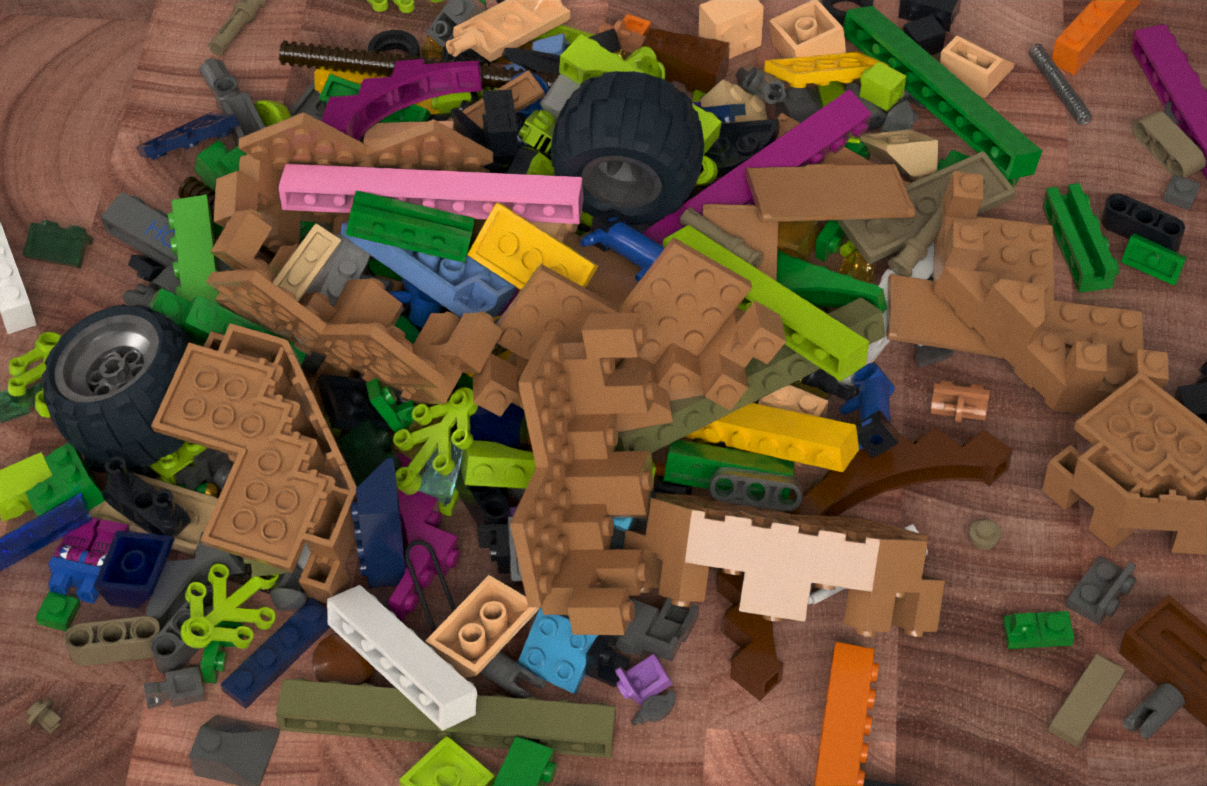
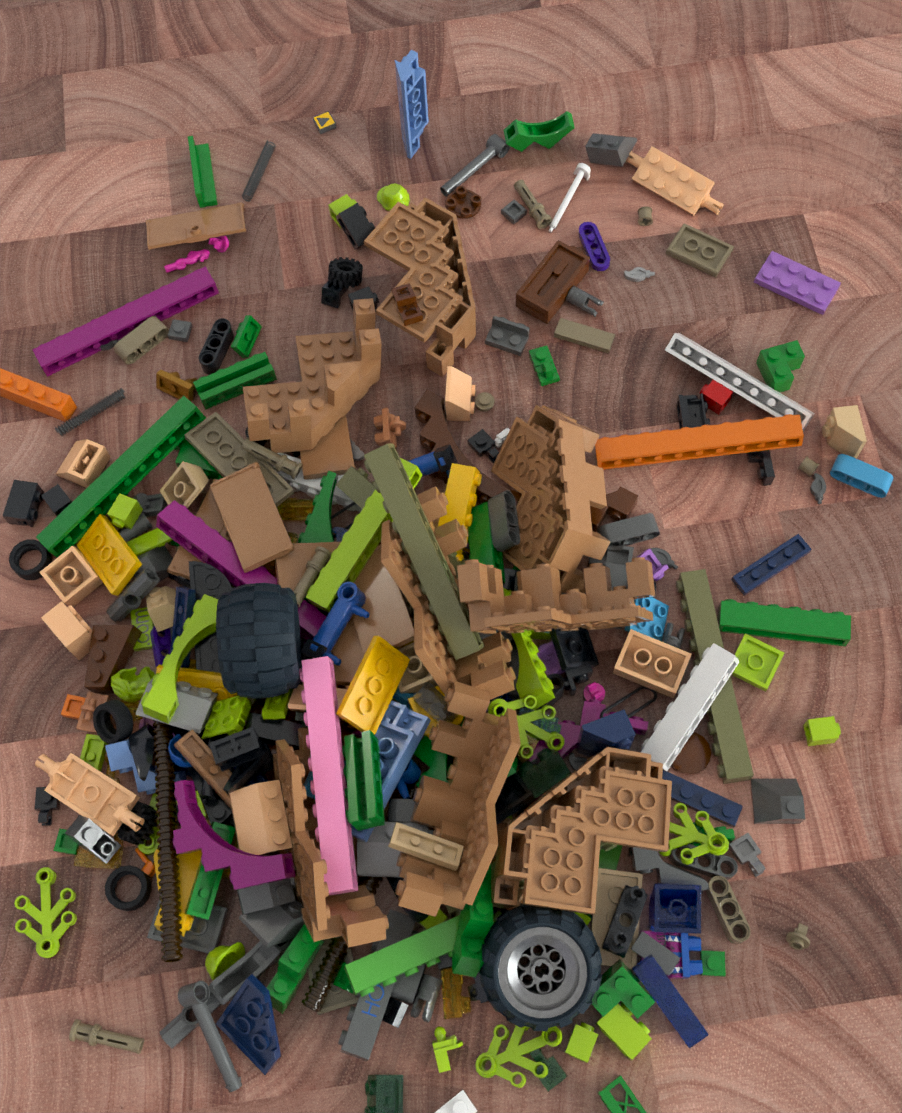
camera: 100 degrees left, 15 degrees up
(27, 437) = (581, 1042): none -> lime brick
(83, 304) = (441, 1046): none -> lime piece
(92, 532) = (646, 945): none -> dark grey sticker
(194, 97) = (196, 996): none -> dark grey piece
(470, 565) = (594, 691): none -> dark pink plate
(709, 668) = (630, 530): none -> dark grey beam
(738, 296) = (423, 550): none -> olive brick
(907, 513) = (483, 444): none -> black plate
(996, 488) = (458, 395): none -> light nougat slope
(1094, 168) = (174, 386): none -> pearl gold tile
(1144, 407) = (407, 304): none -> reddish brown slope

